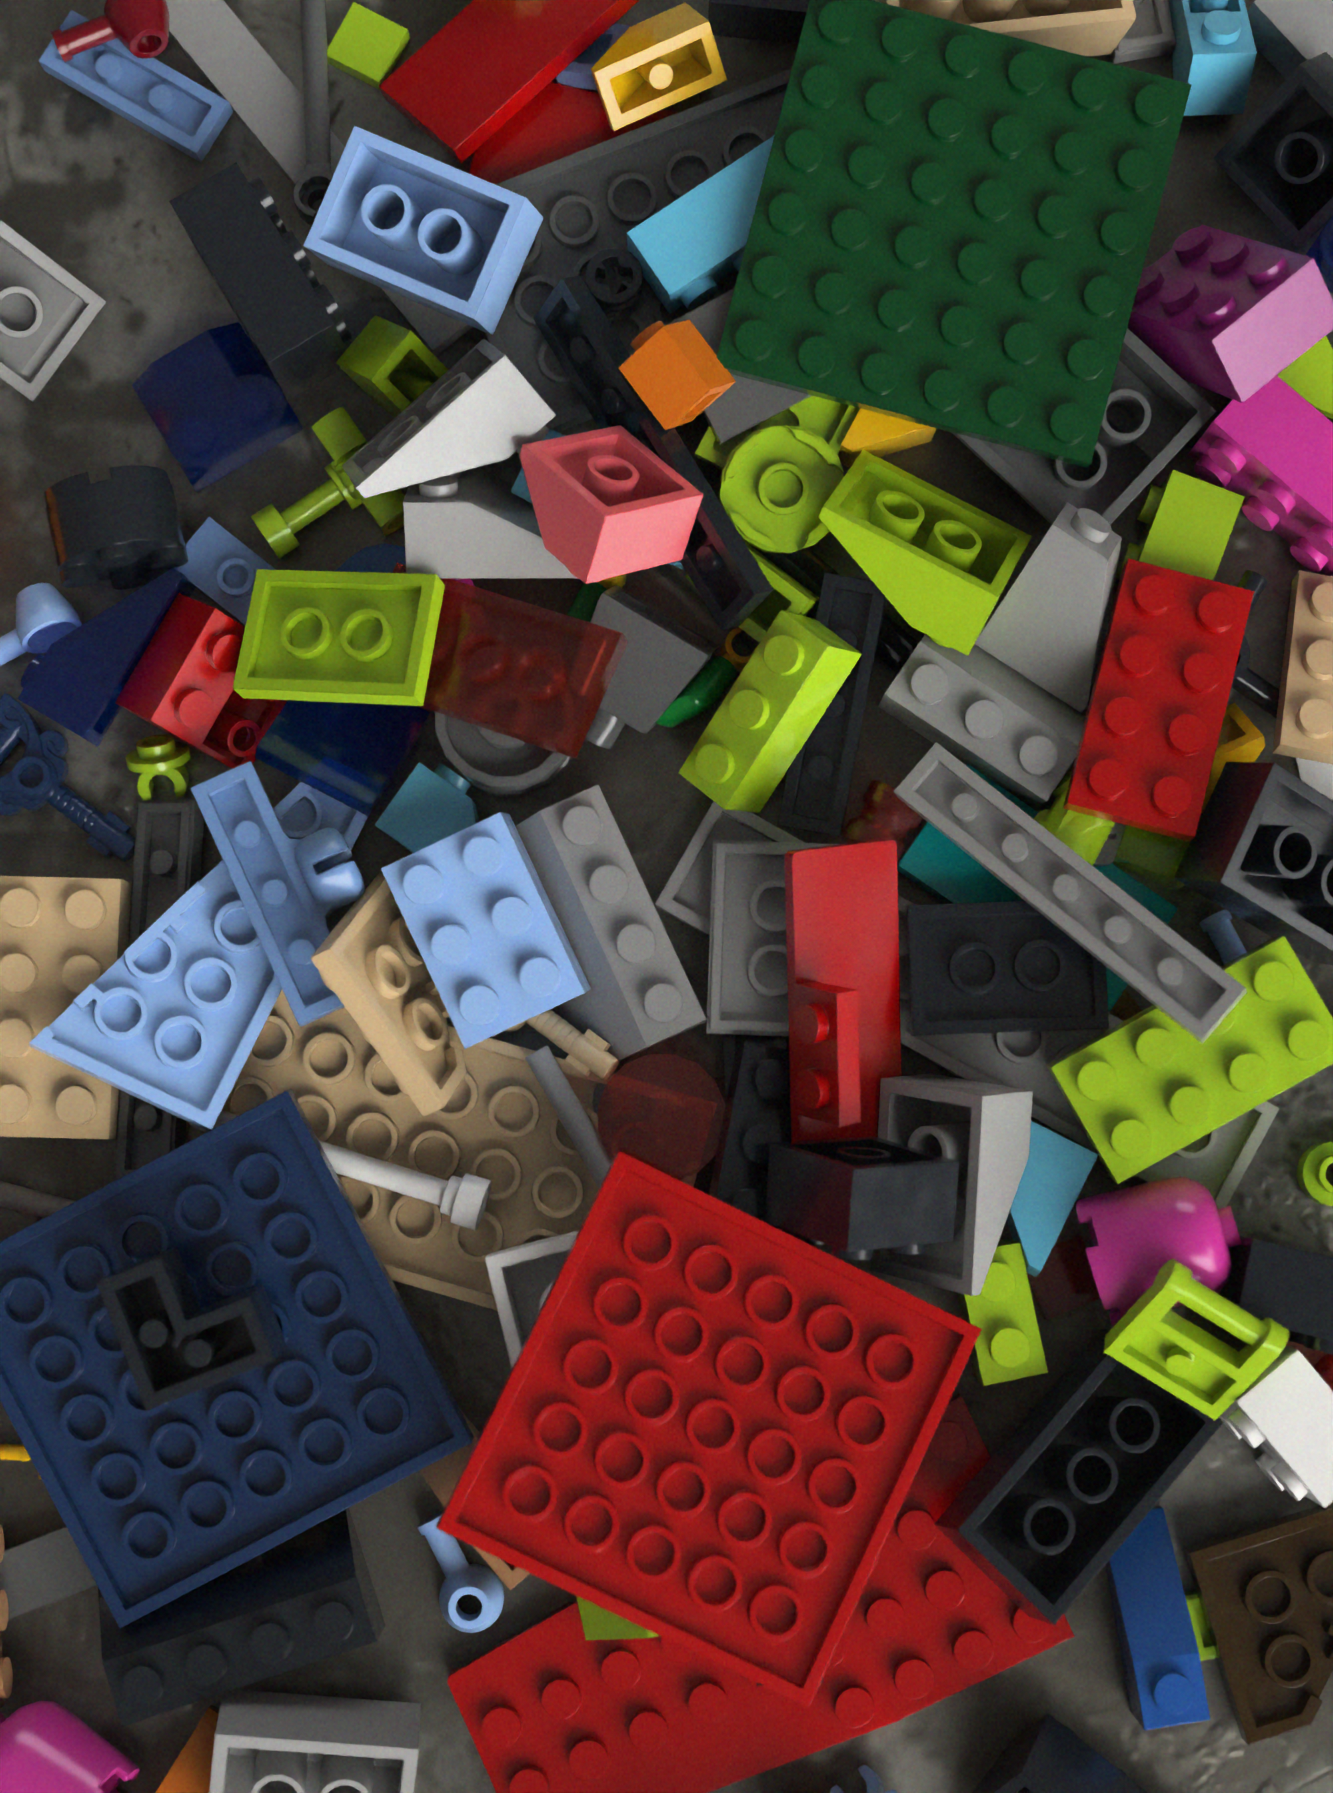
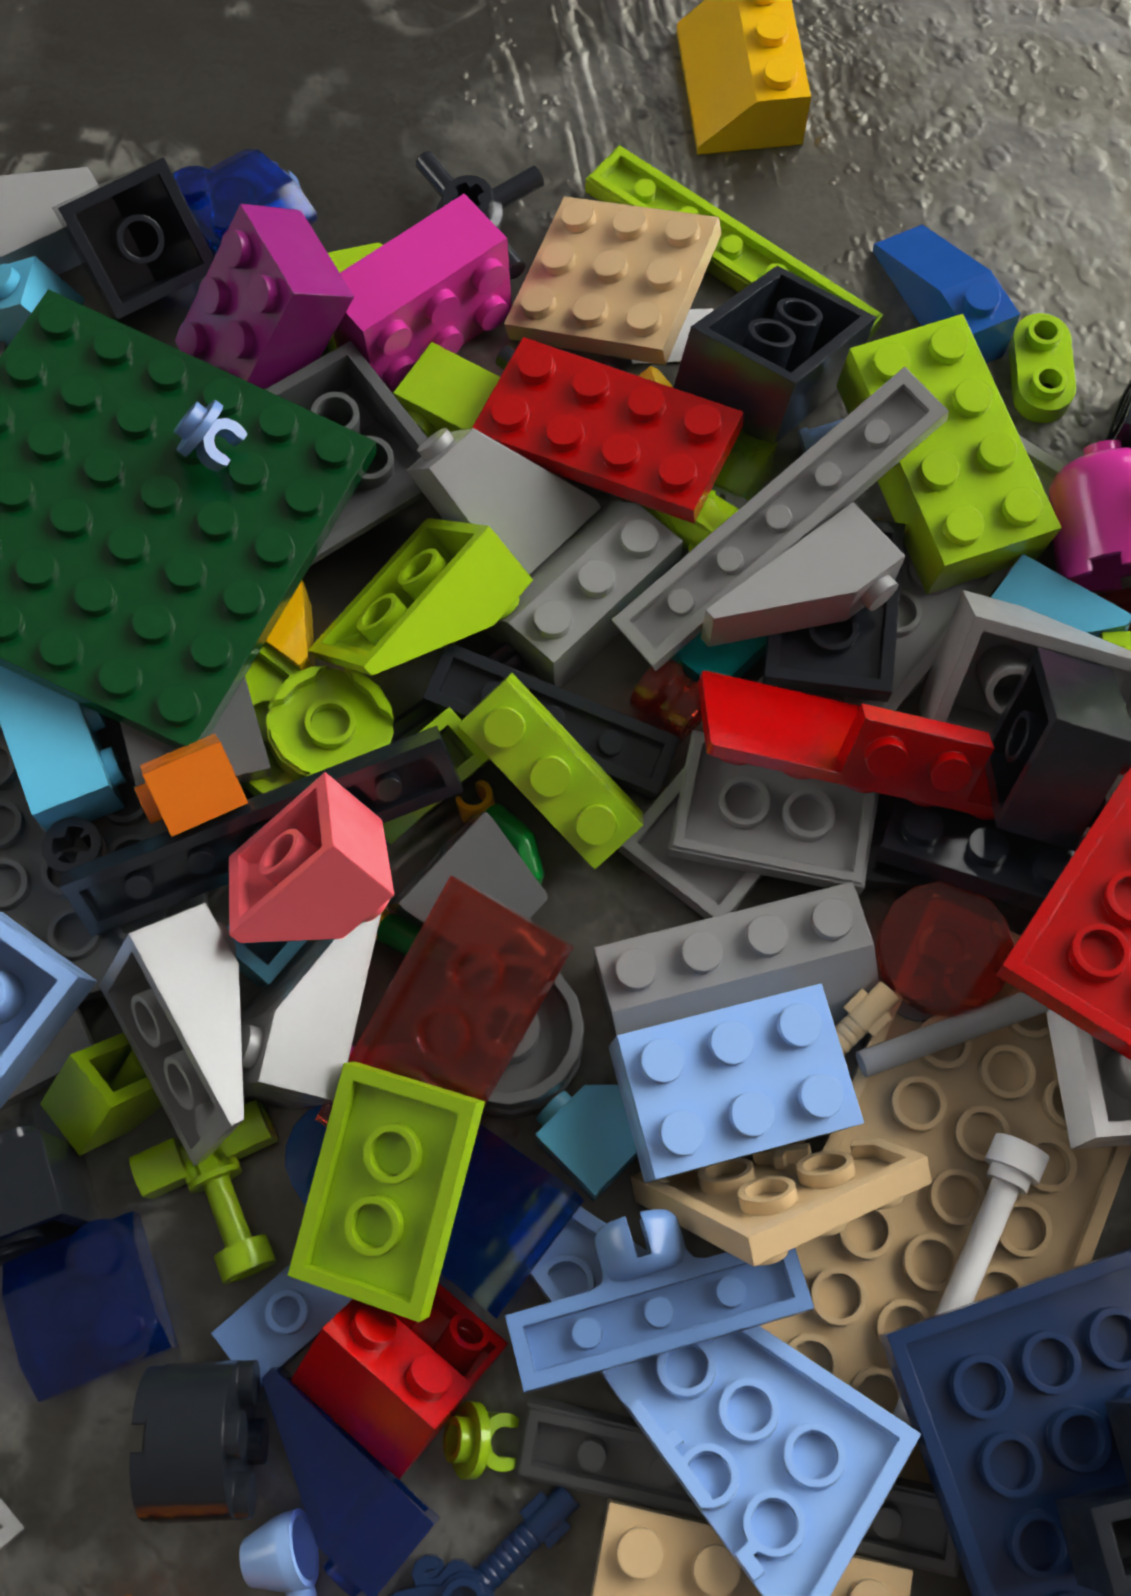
camera: 80 degrees left, 15 degrees down
(1012, 941) = (812, 583): none -> light grey slope
(1043, 283) = (198, 432): none -> medium blue plate

